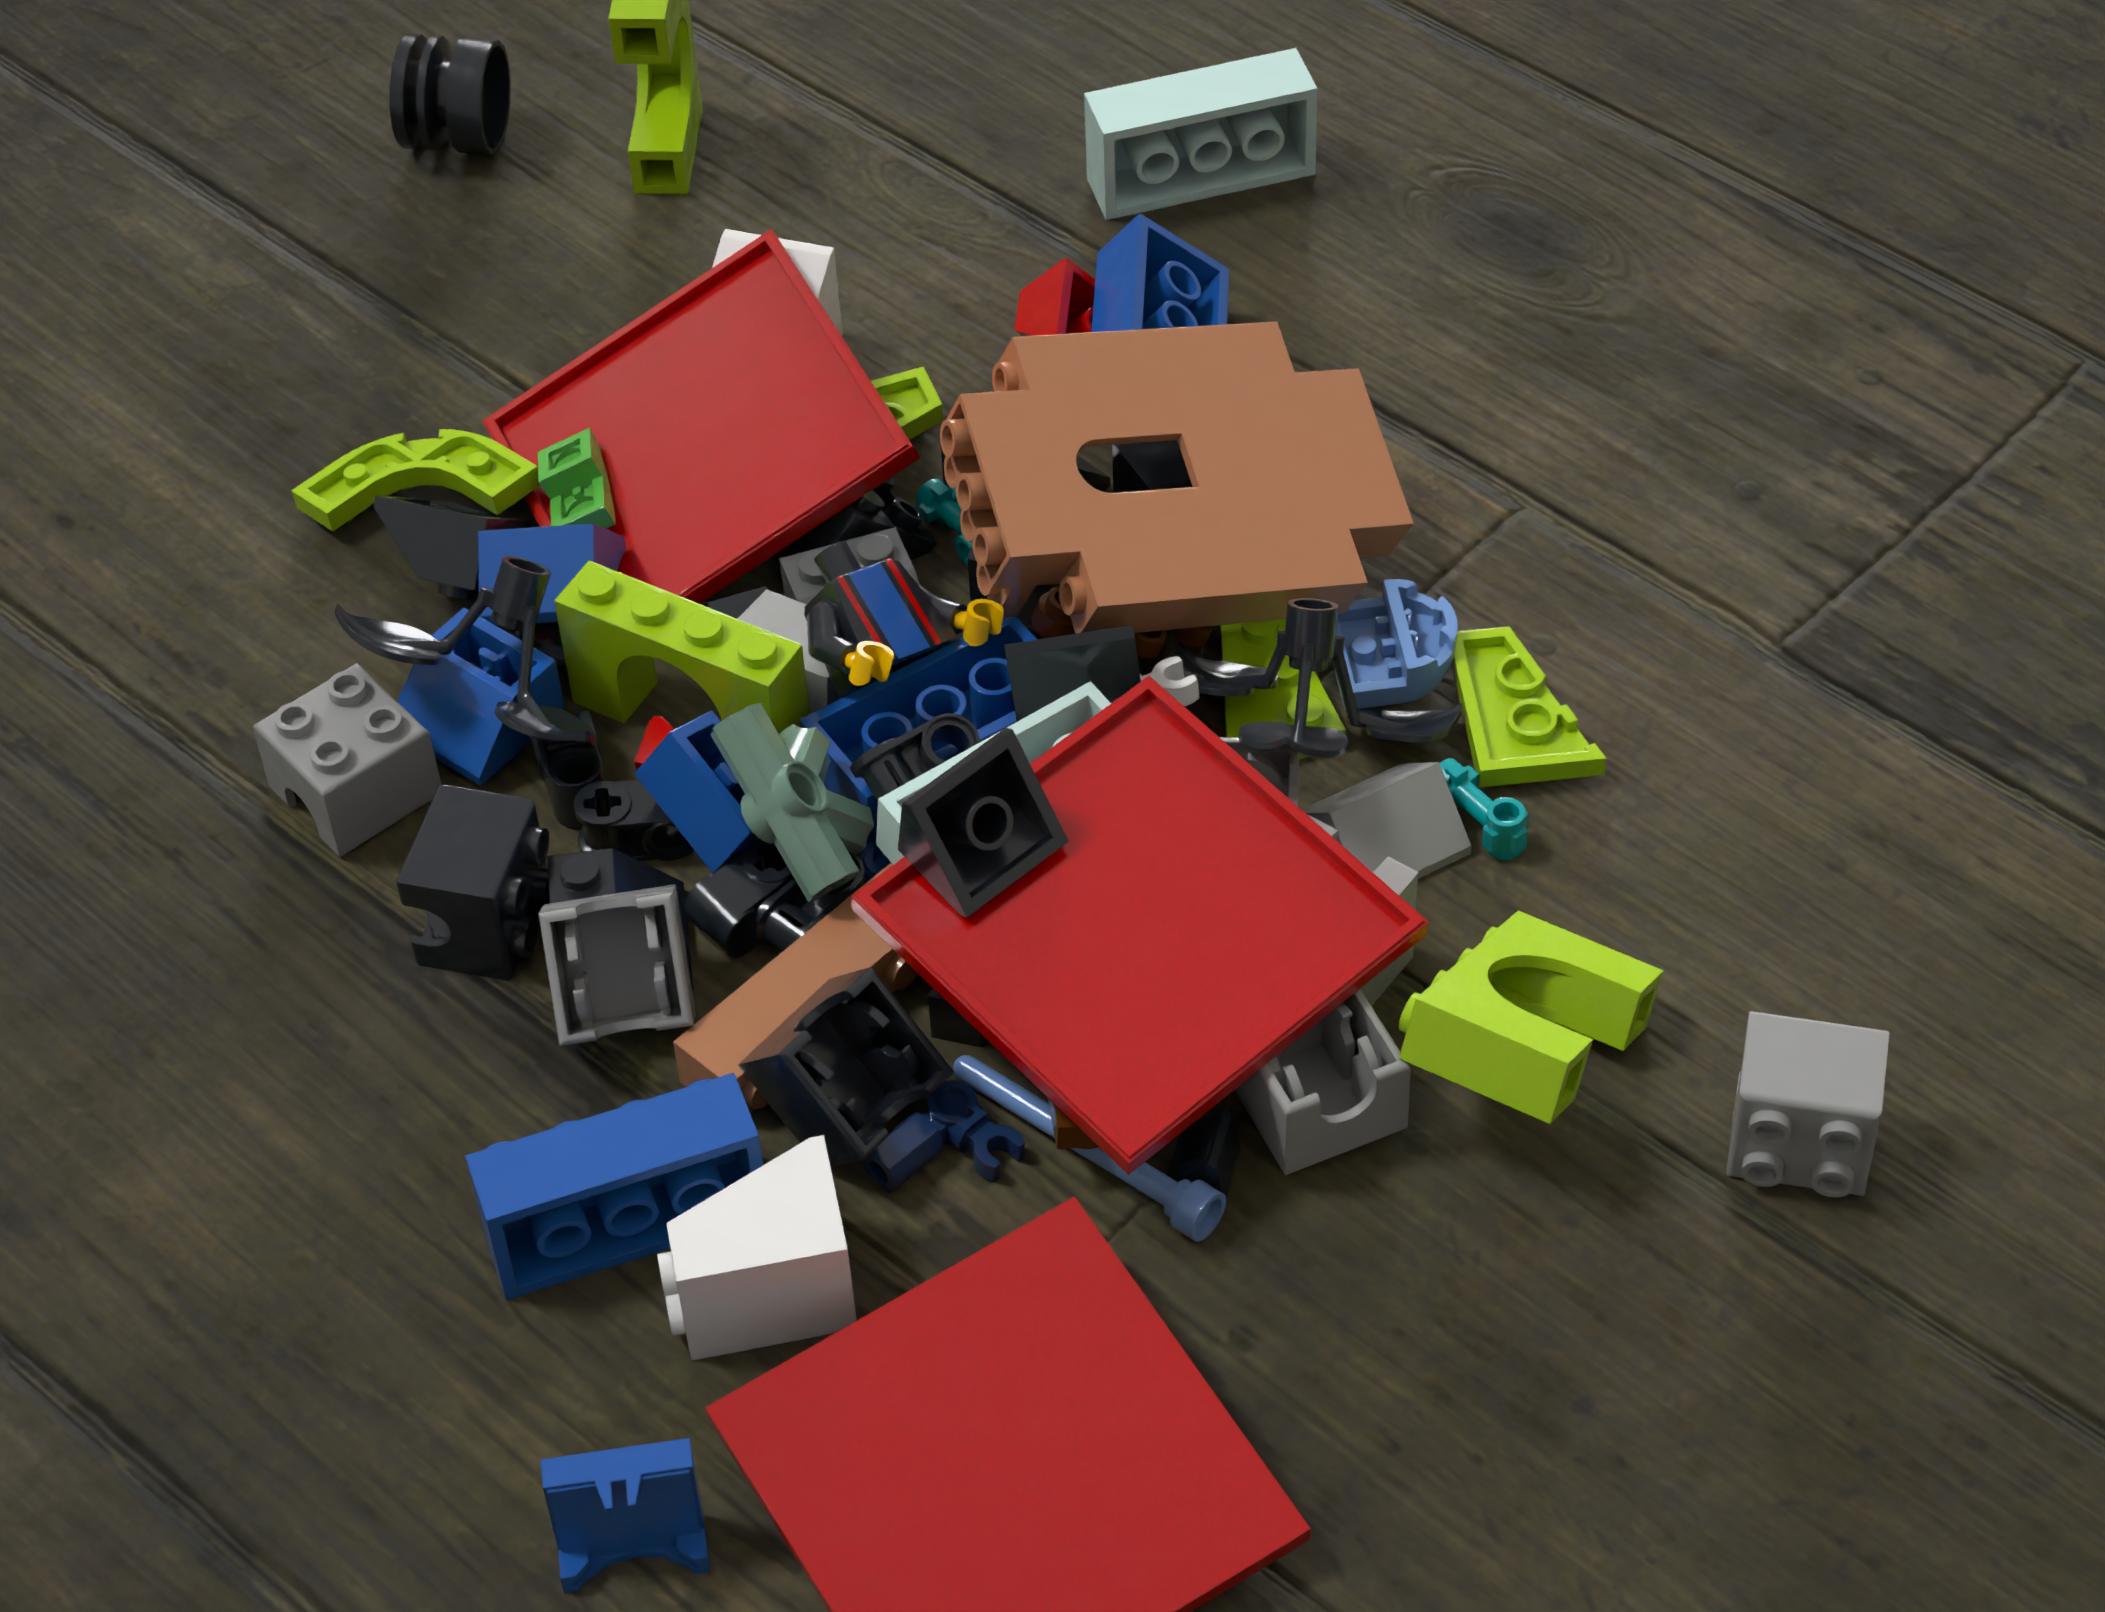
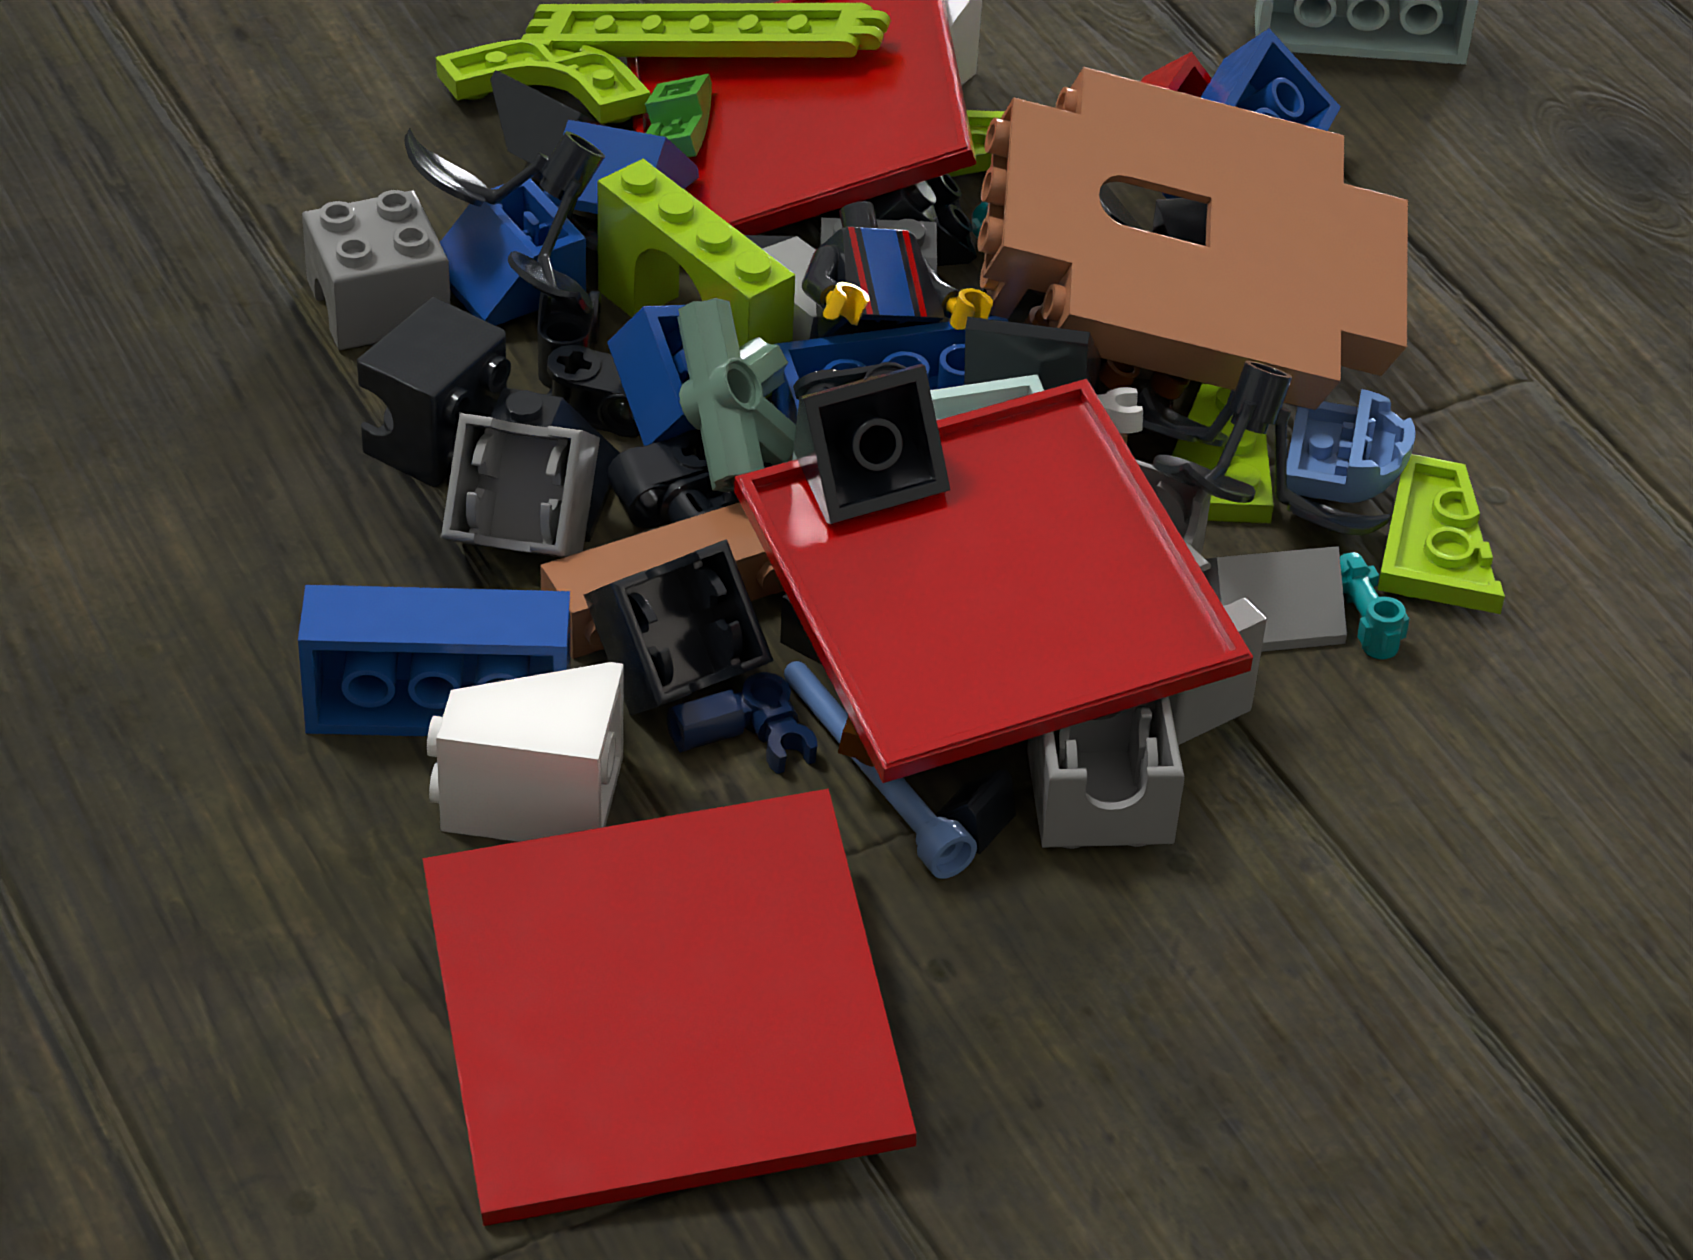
camera: 15 degrees right, 5 degrees down
(570, 378) = (712, 29): none -> lime hinge
(625, 1507) = (313, 915): blue piece -> none
(1494, 1011) = (1309, 761): lime arch -> none
(1808, 1104) = (1554, 930): light grey piece -> none

